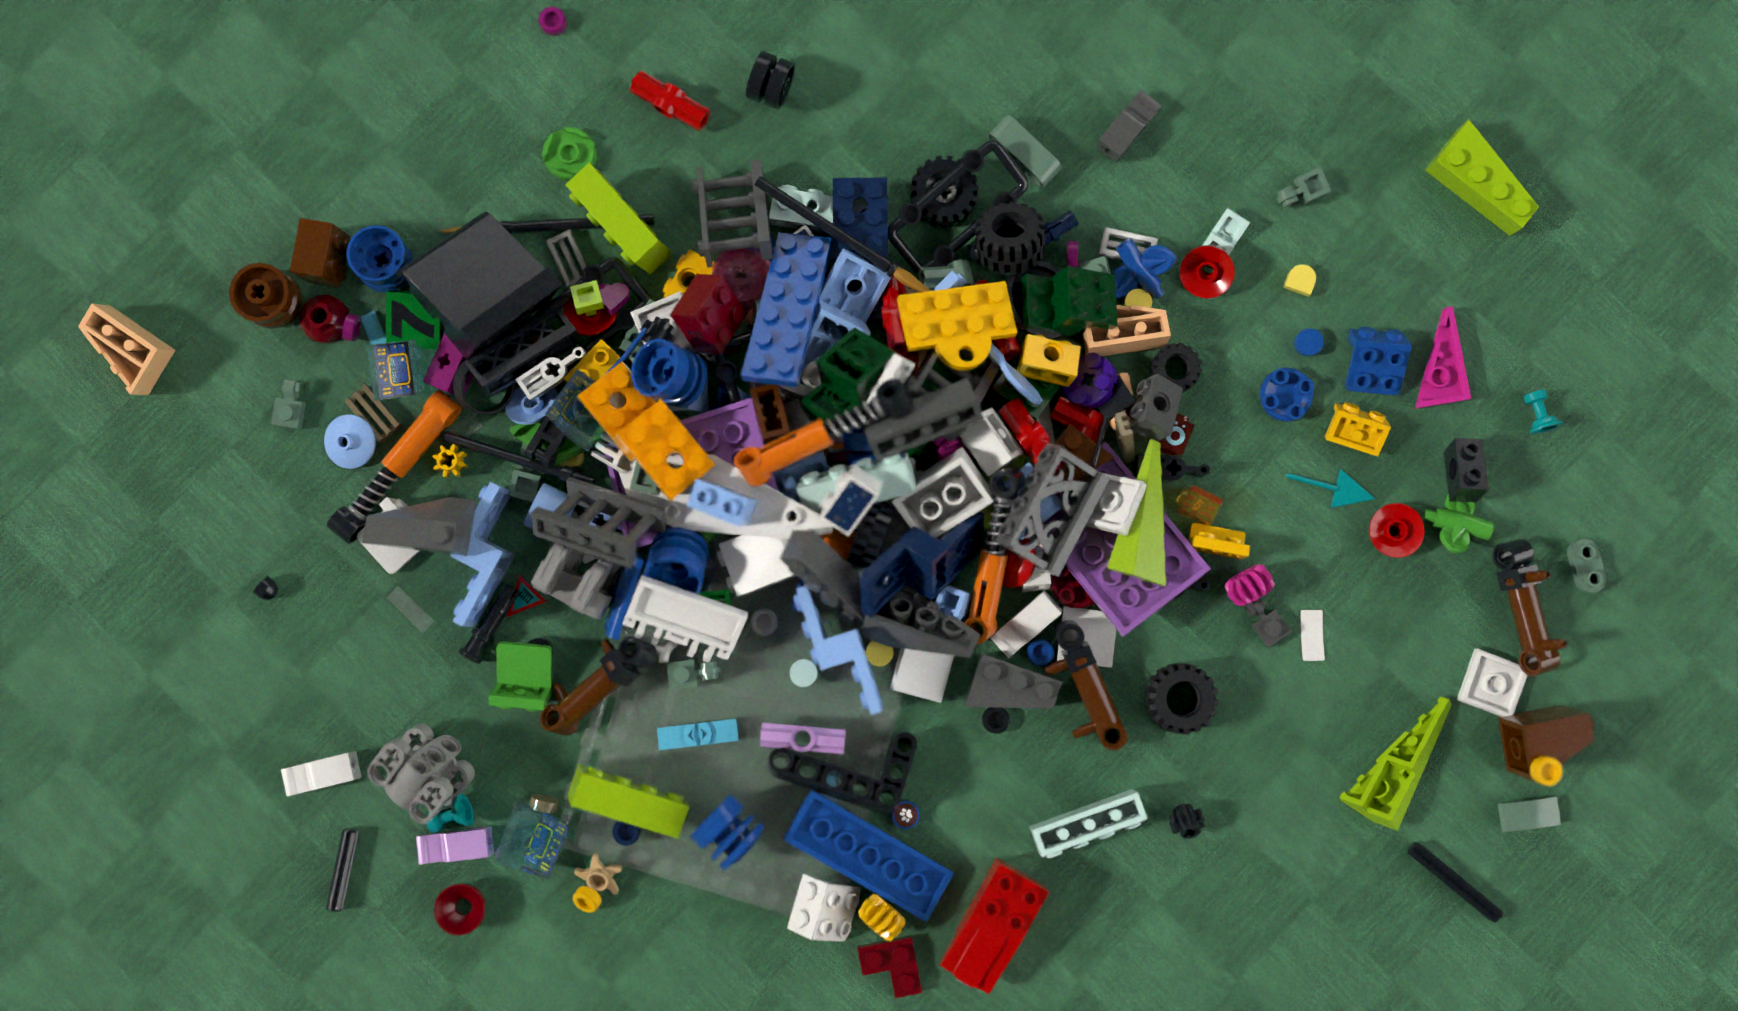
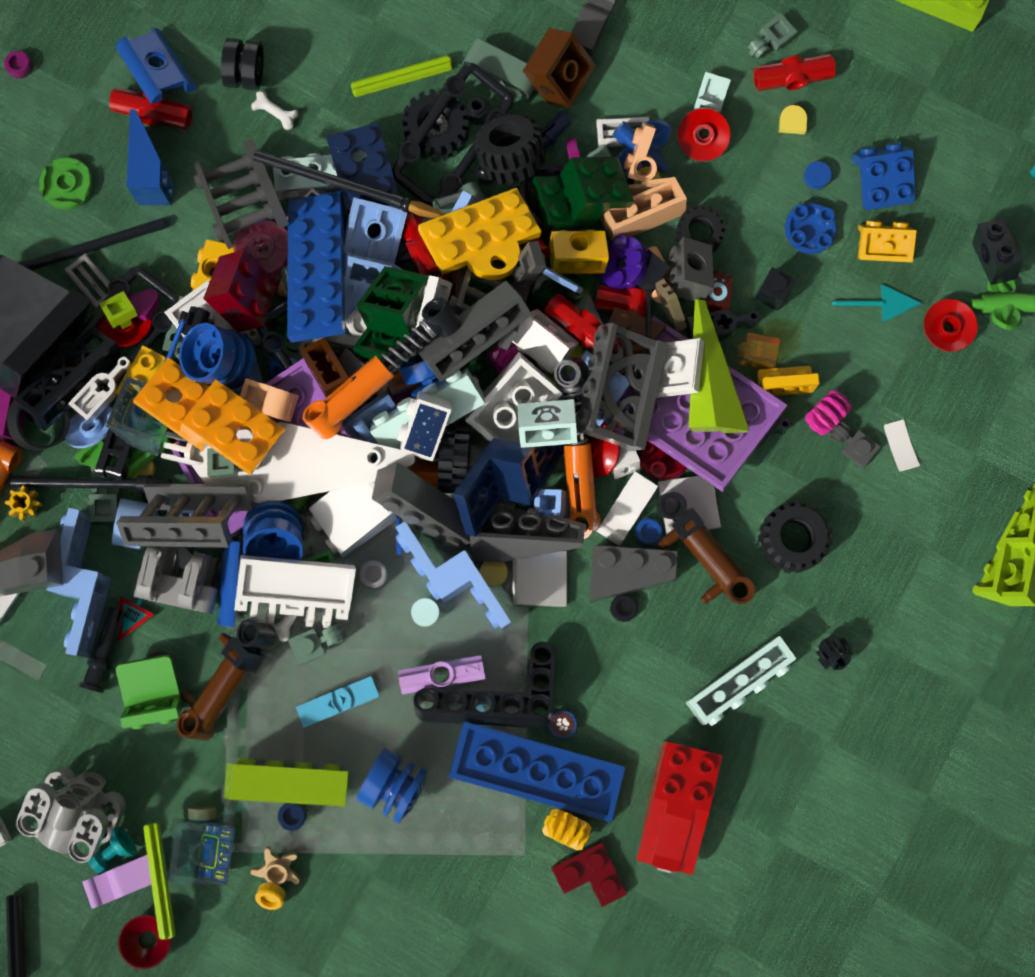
camera: 25 degrees left, 5 degrees down
(487, 858) = (159, 881): none -> lime axle
(618, 219) = (130, 228): lime wedge -> none
(649, 167) = (146, 173): none -> blue slope
(683, 44) = (154, 64): none -> blue piece
(707, 430) = (269, 399): none -> light nougat plate
(722, 502) = (301, 462): light blue brick -> none
(782, 124) = (286, 117): none -> white piece
(823, 909) = (508, 837): white bracket -> none
(924, 131) = (401, 75): none -> lime axle
(969, 528) = (547, 423): none -> light aqua brick
(986, 182) = (477, 109): none -> black pin
(998, 365) = (531, 264): none -> dark grey plate
(1082, 167) = (559, 68): none -> reddish brown brick
(1143, 265) = (642, 140): none -> light nougat plate
(1232, 447) = (775, 289): none -> black brick
(1316, 232) = (794, 72): none -> red piece
(1445, 371) = (951, 170): dark pink wing -> none

